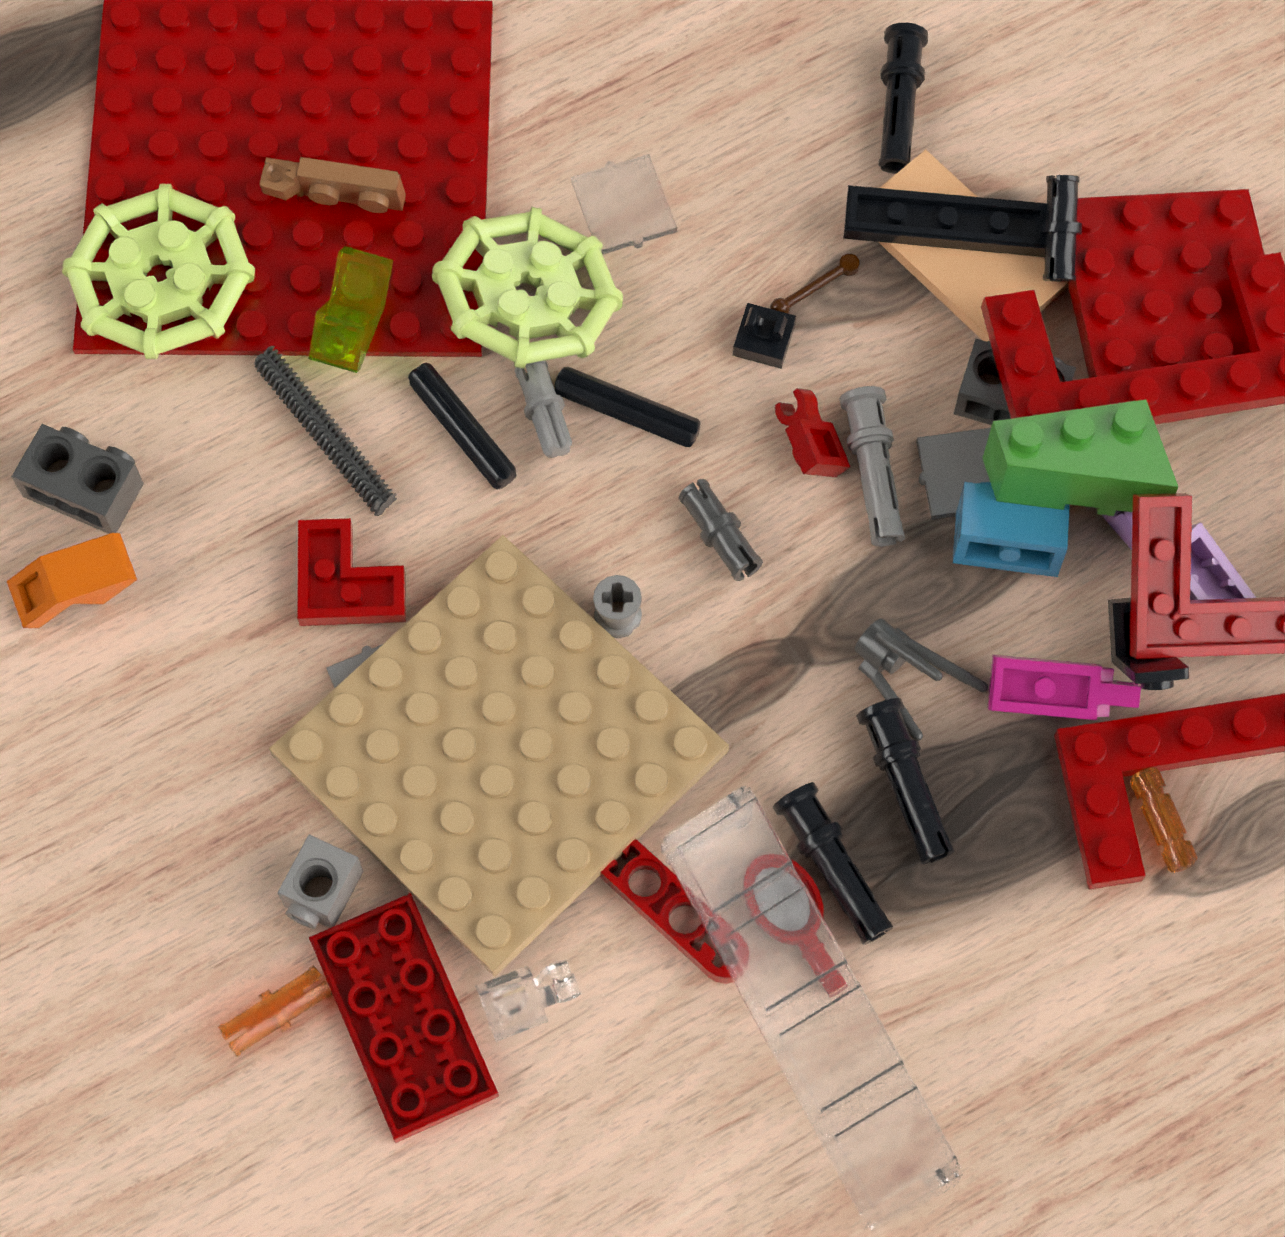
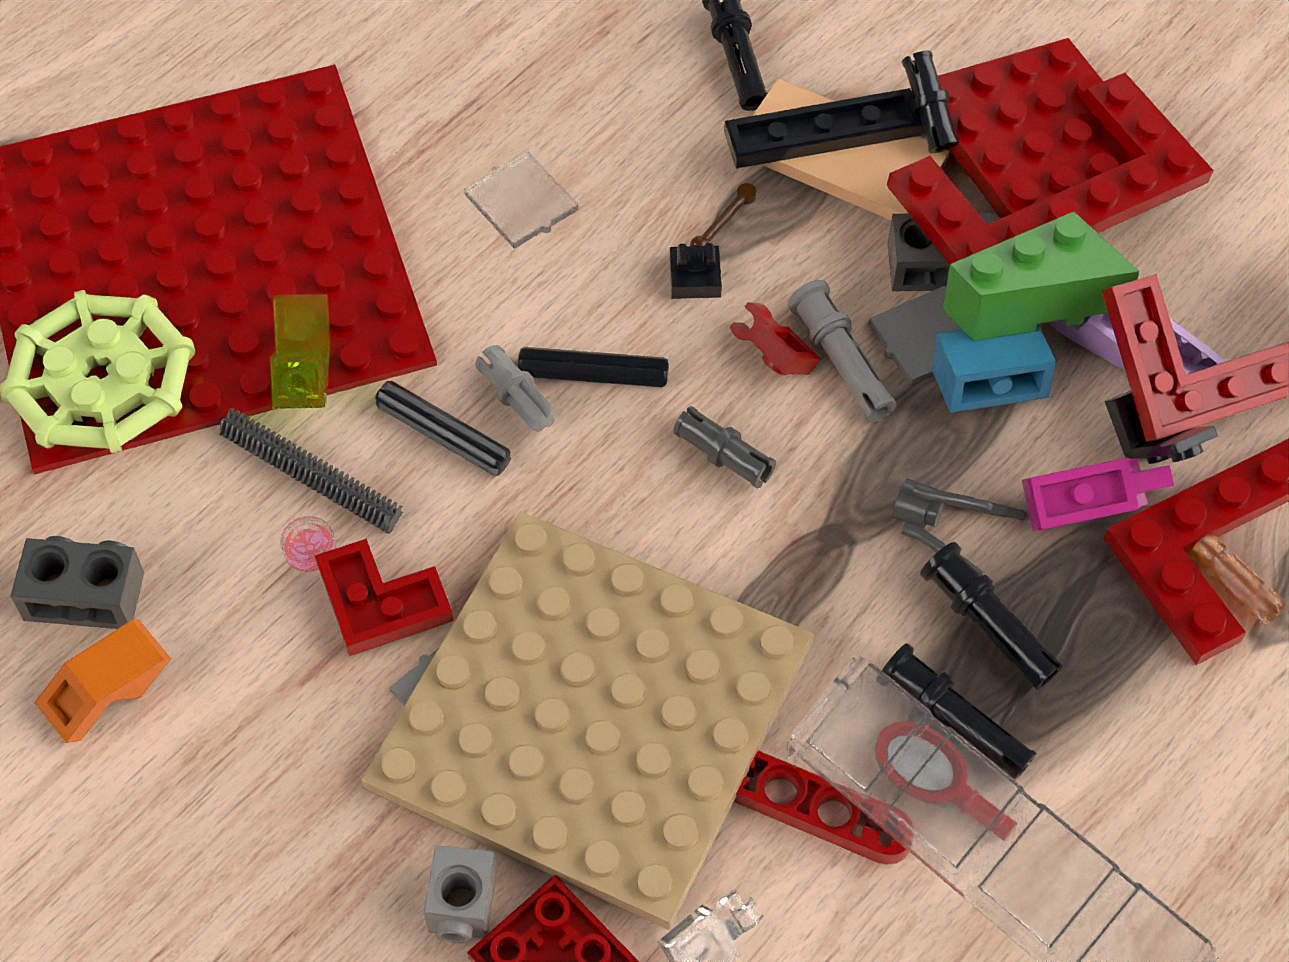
camera: 20 degrees left, 10 degrees down
(298, 500) = (305, 539): none -> clear tile
(334, 182) = (245, 245): medium nougat hinge -> none
(531, 263) = (484, 313): yellowish green plate -> none
(619, 589) = (656, 539): light grey bush -> none

